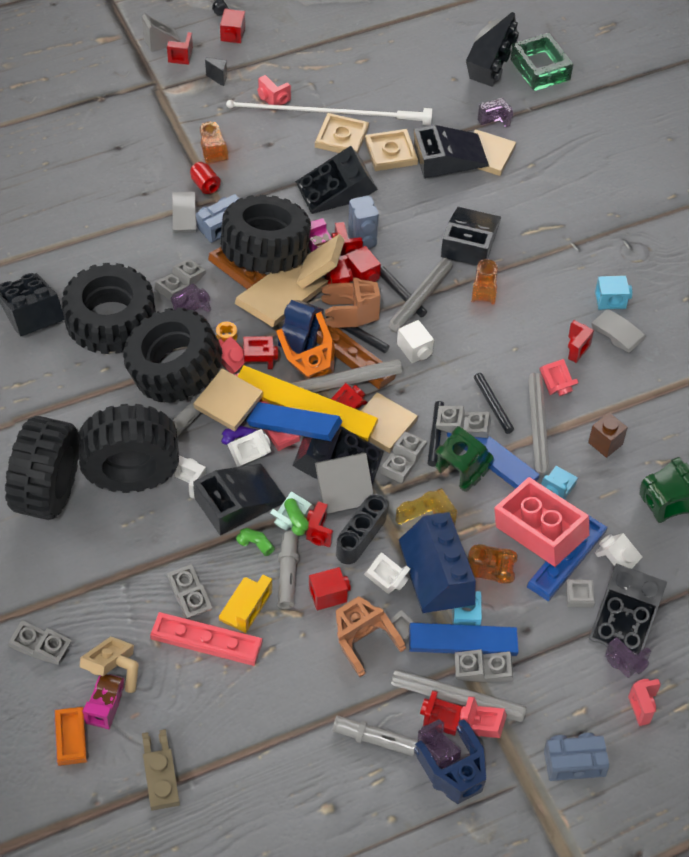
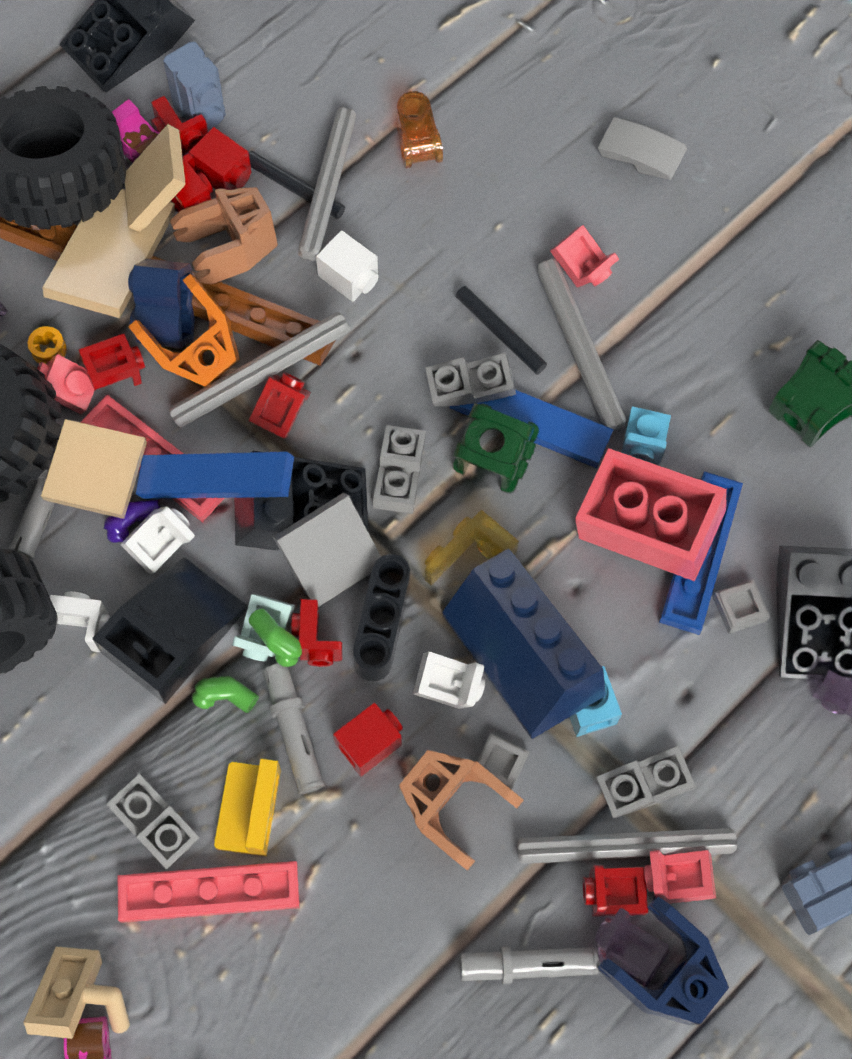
camera: 20 degrees left, 15 degrees up
(288, 395) = (221, 430): yellow tile -> none
(368, 338) = (273, 283): black bar -> none
(392, 421) = (346, 420): tan tile -> none
(435, 437) = (434, 415): black bar -> none
(459, 638) = (600, 750): blue tile -> none
(469, 236) = (366, 57): black slope -> none
(492, 563) = (606, 604): clear orange piece -> none
(580, 341) = (593, 177): red bracket -> none
(607, 434) = (690, 330): reddish brown brick -> none
(612, 292) = (611, 87): medium azure brick -> none
(619, 550) = (774, 519): white bracket -> none

